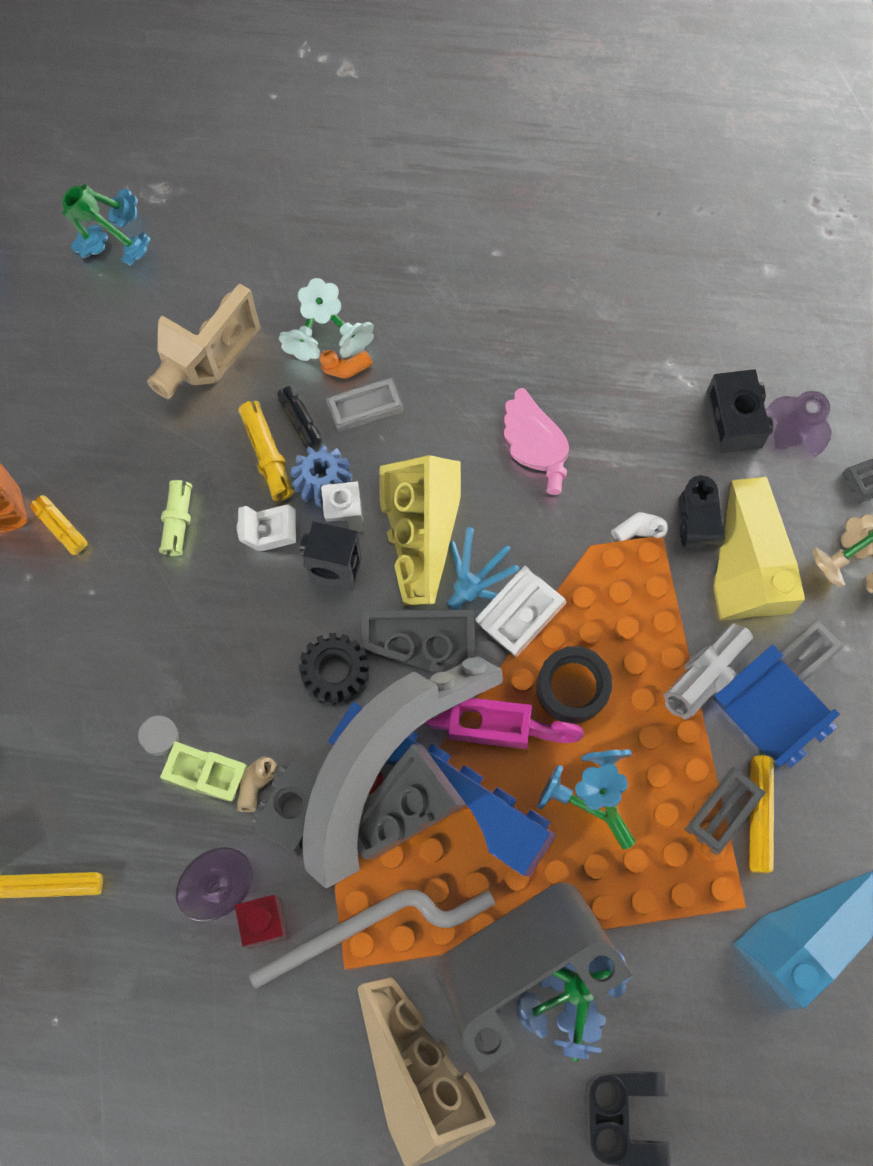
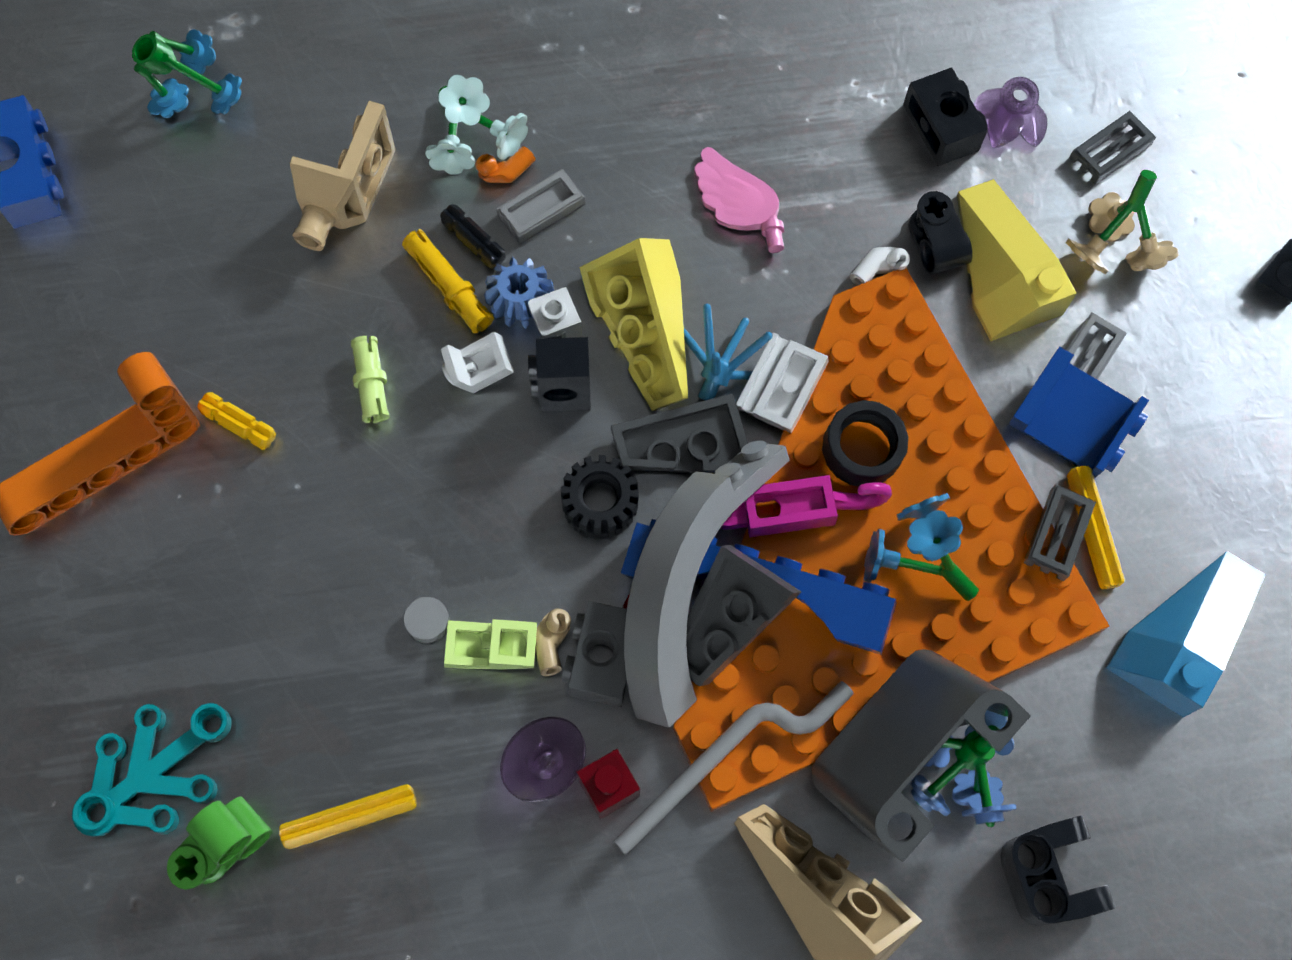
camera: 20 degrees left, 0 degrees up
(709, 671) = (1000, 393): light grey piece -> none

